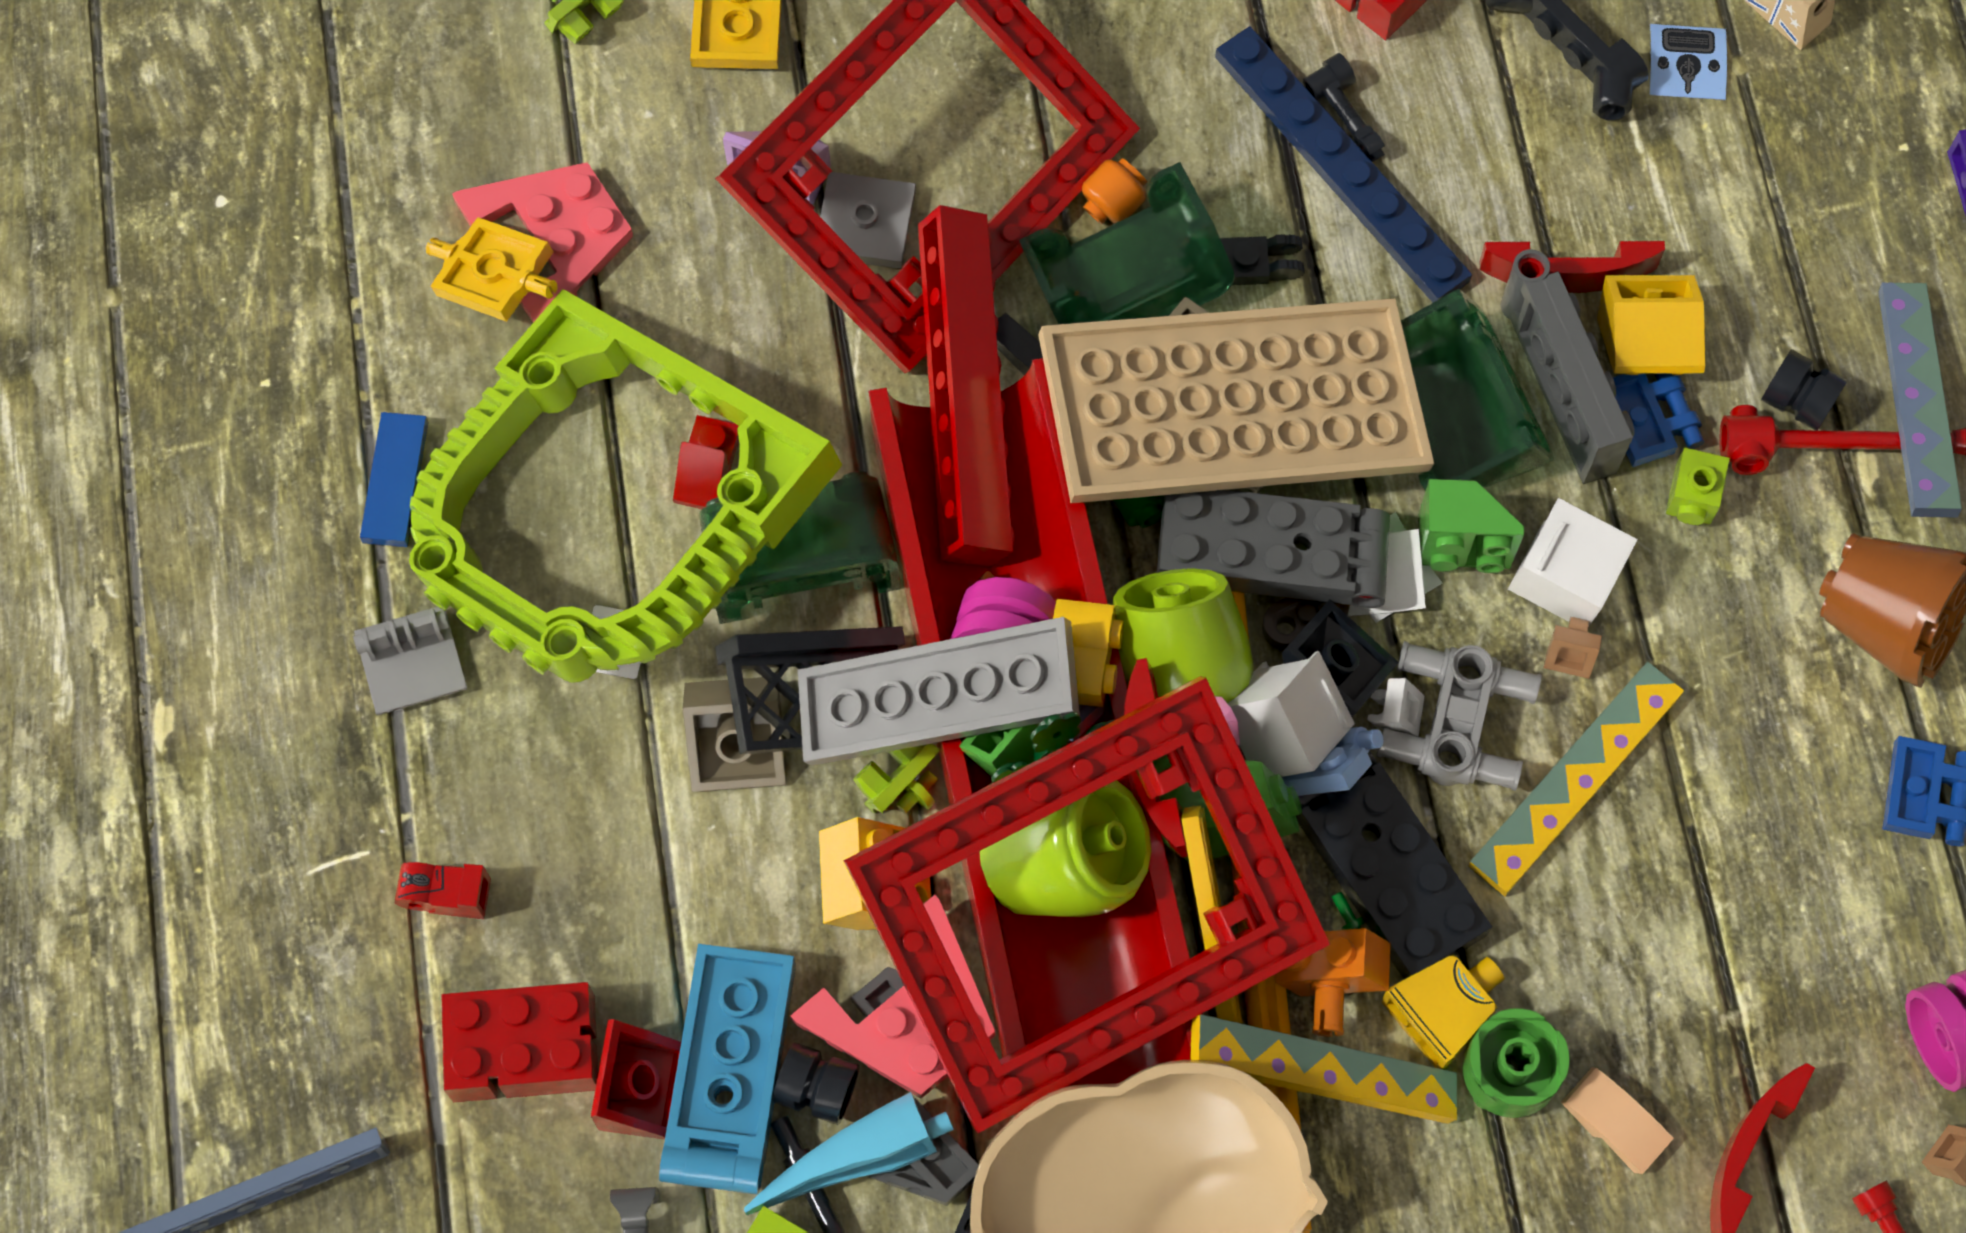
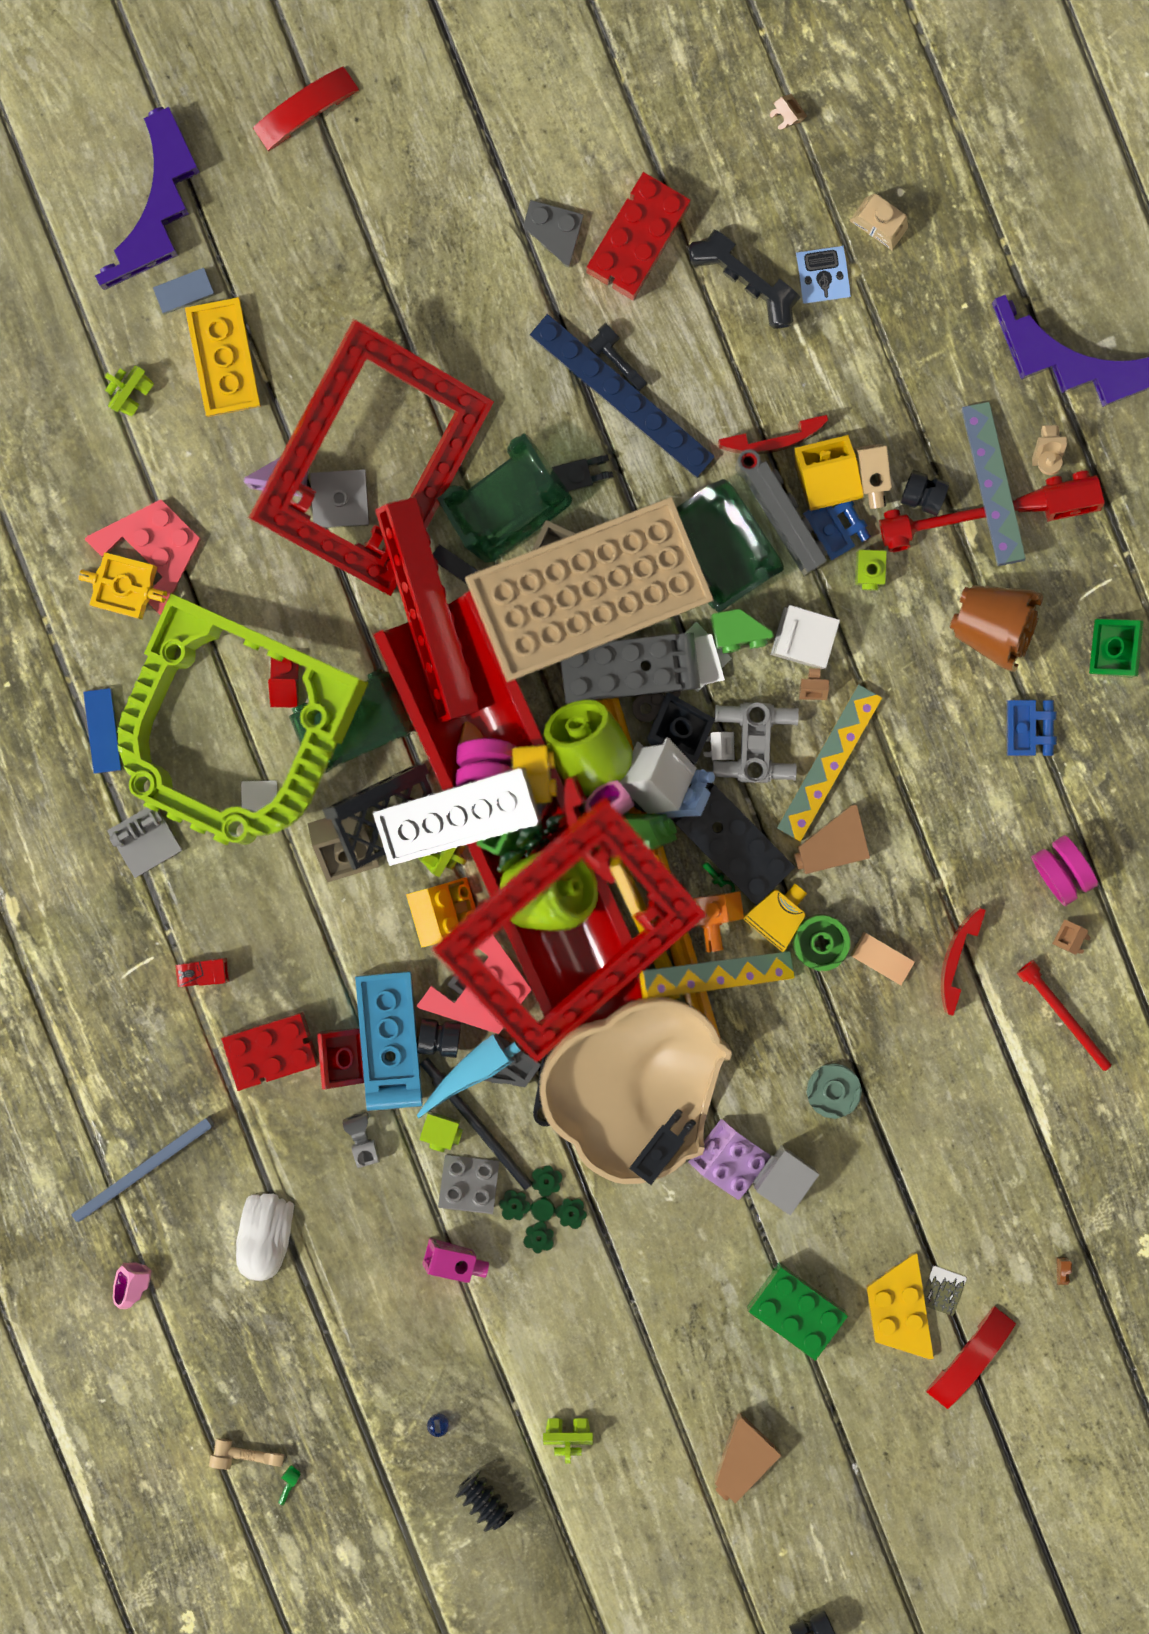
camera: 10 degrees left, 20 degrees up
(1114, 191) = (487, 449): orange head -> none
(1565, 908) = (834, 844): none -> medium nougat slope
(1729, 339) = (873, 460): none -> tan torso

